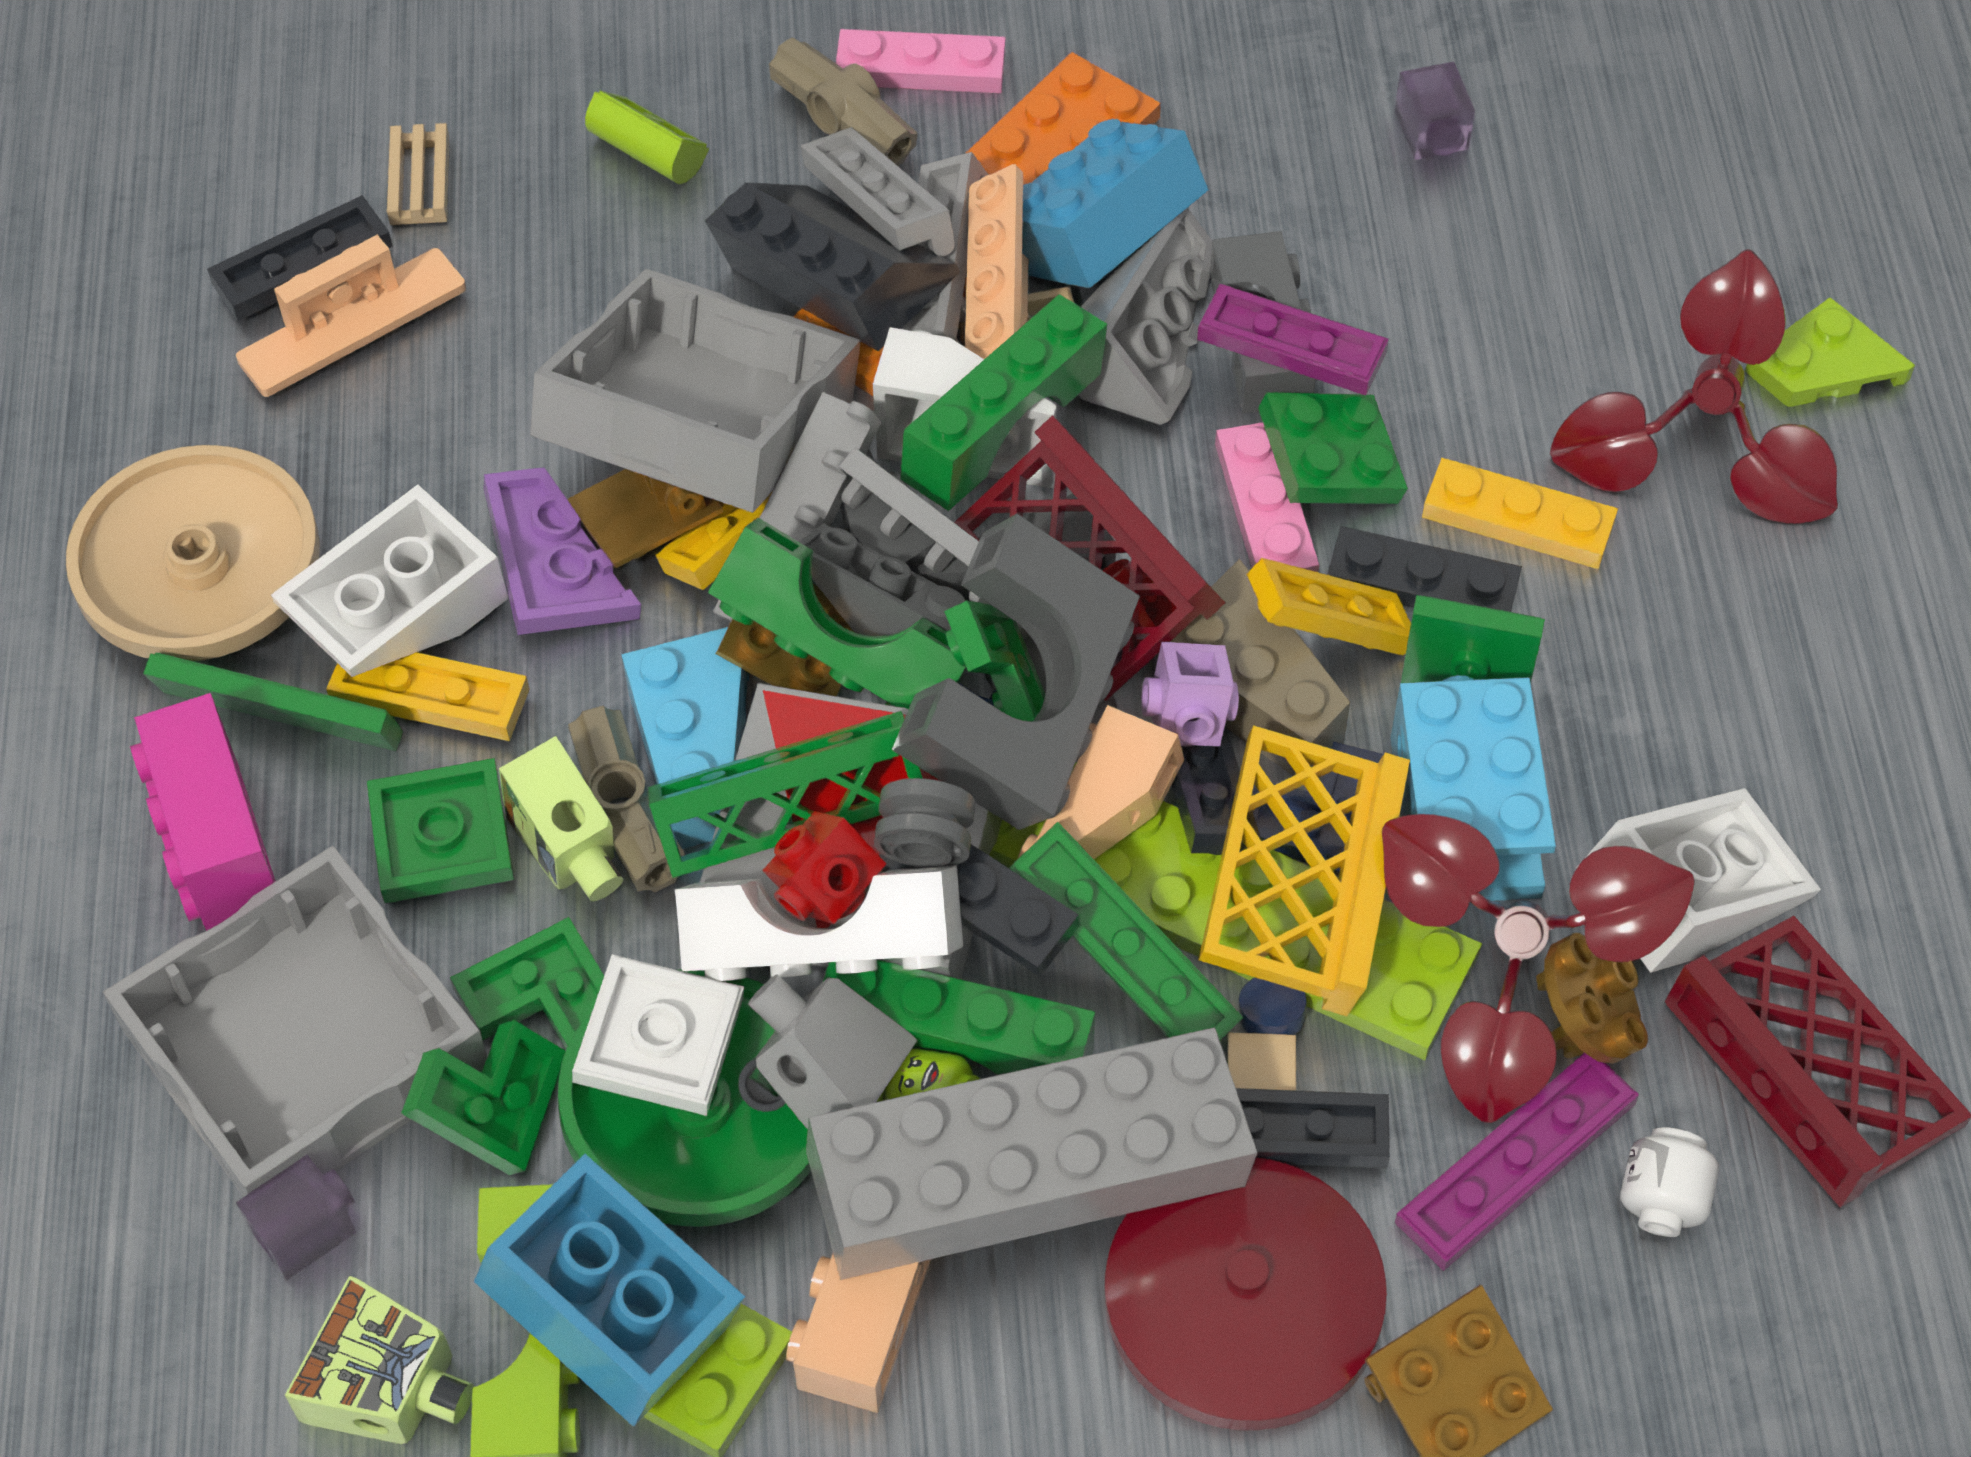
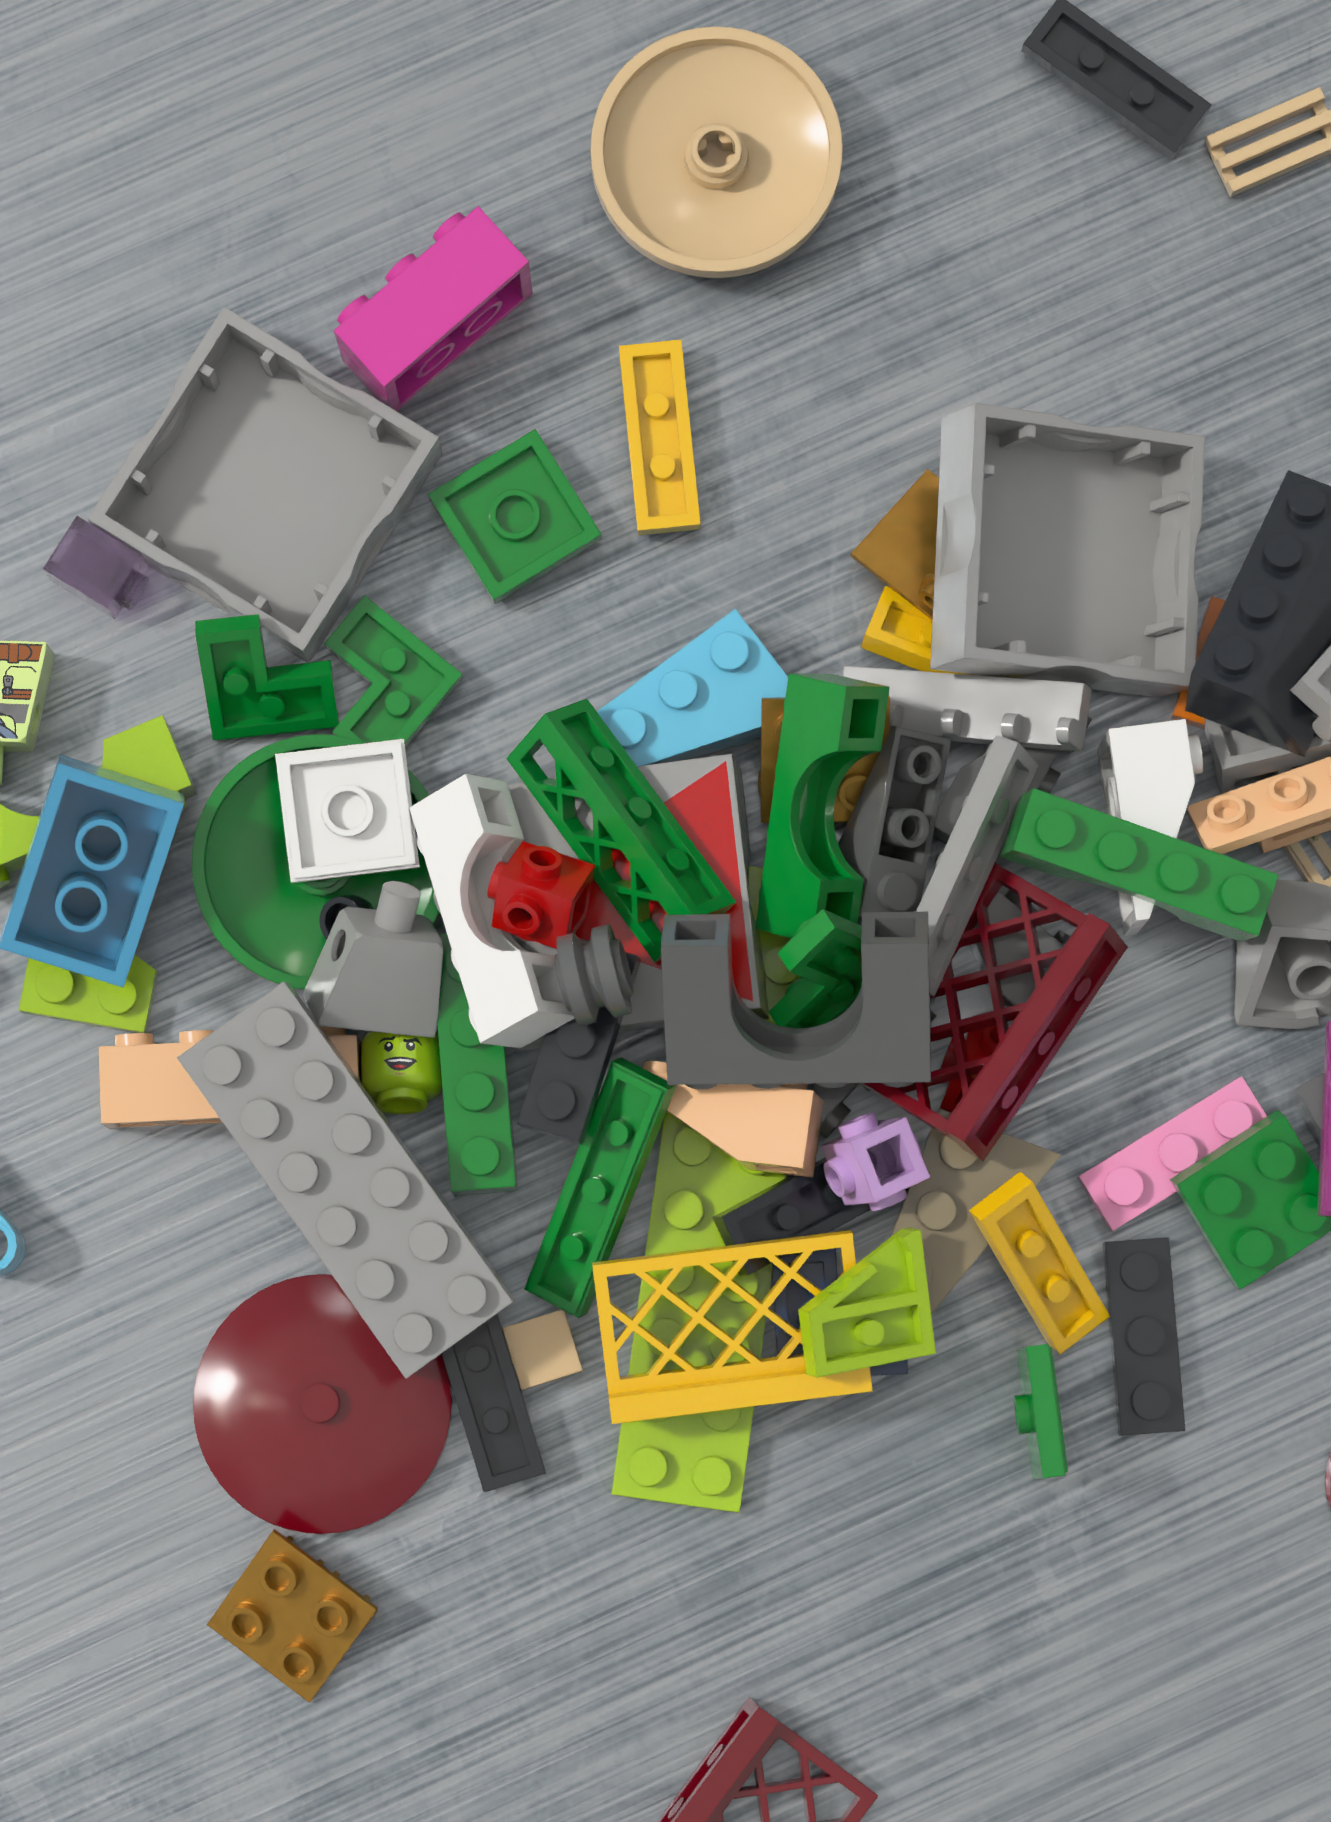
camera: 70 degrees right, 25 degrees up
(275, 701) = (589, 305): green tile -> none
(345, 308) = (1063, 158): light nougat bracket -> none
(395, 586) = (737, 358): white slope -> none
(548, 560) = (849, 484): medium lavender wing -> none
(560, 820) = (553, 602): yellowish green torso -> none
(613, 773) = (633, 640): dark tan piece -> none
(1271, 1008) = (589, 1343): dark blue tile -> none
(1334, 728) = (871, 1312): none -> lime wing
(1480, 763) = (892, 1454): medium azure torso -> none
(1515, 1160) = (536, 1606): magenta tile -> none
(1519, 513) = (1258, 1409): yellow plate -> none
(1592, 1002) = (705, 1632): pearl gold plate -> none
(1623, 900) = (768, 1632): dark red plant -> none
(1669, 1181) = (547, 1748): white head -> none
(1738, 868) = (882, 1696): white slope -> none

